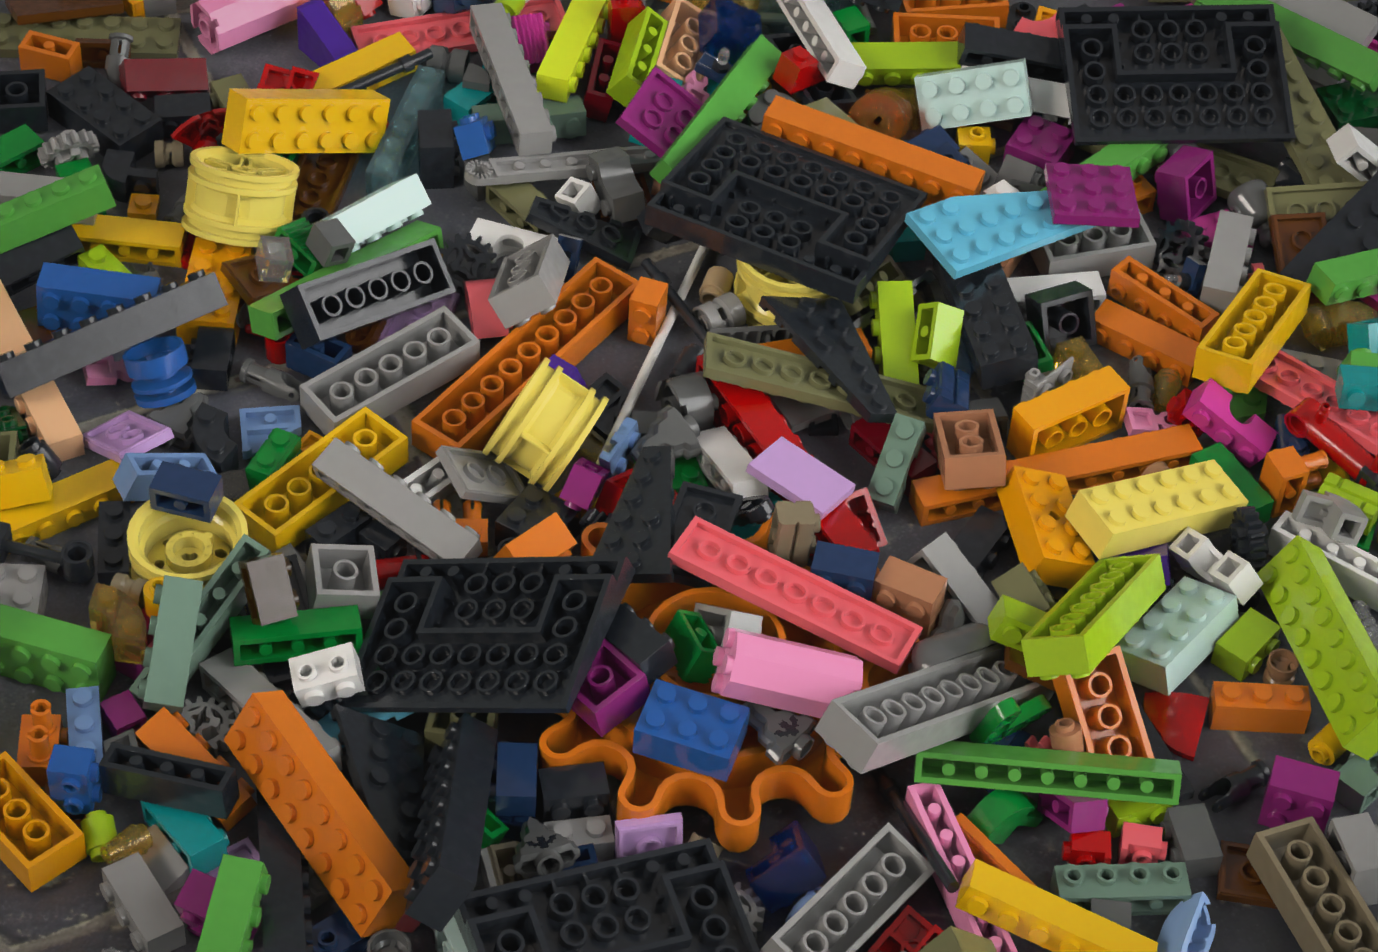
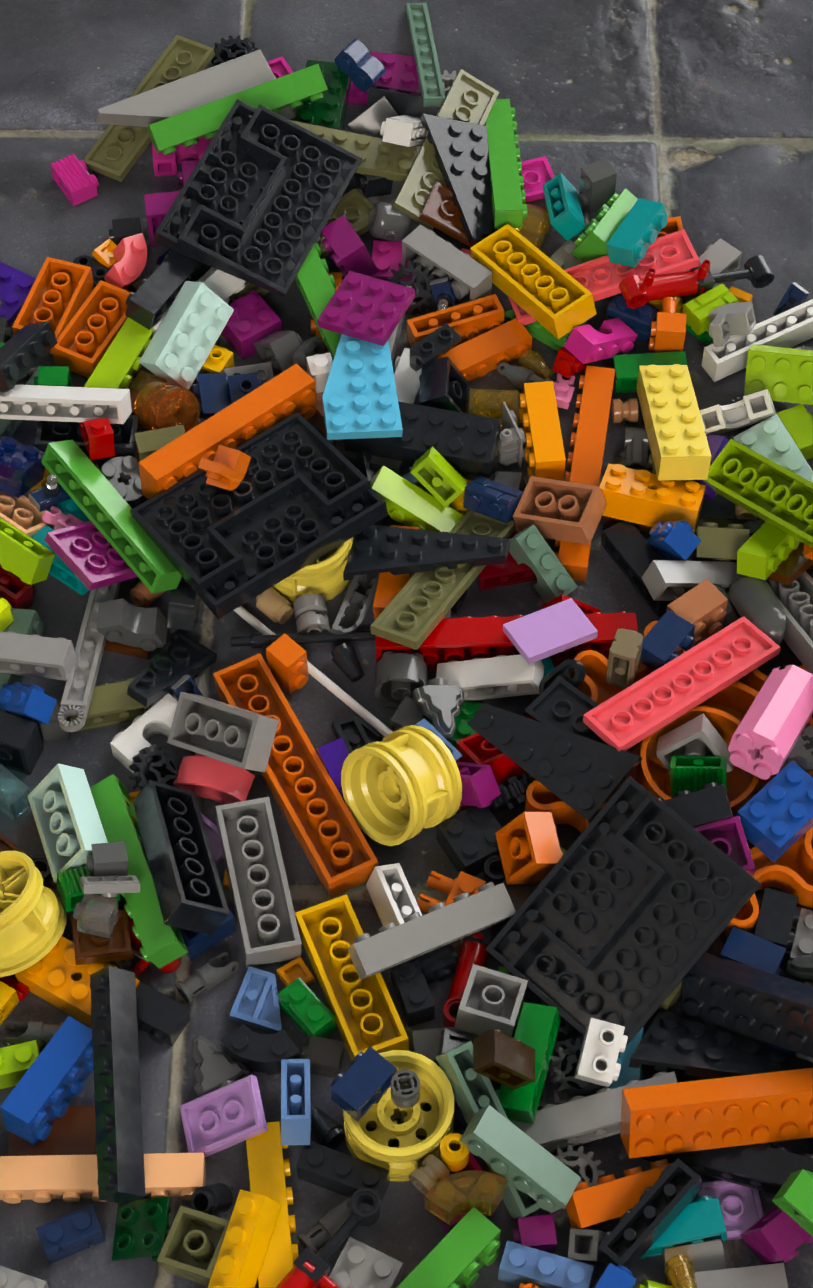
camera: 60 degrees left, 10 degrees up
(159, 372) = (169, 1061): blue wheel -> none
(196, 524) = (406, 1095): none -> dark grey wheel
(303, 248) = (109, 885): none -> light grey plate
(479, 476) = (413, 859): light grey tile -> none
(579, 196) = (127, 661): white brick -> none
(810, 157) = (226, 469): none -> orange brick
(996, 552) = (673, 539): none -> blue brick
(1106, 282) = (433, 346): none -> black bracket
(1249, 537) = (715, 383): black gear -> none

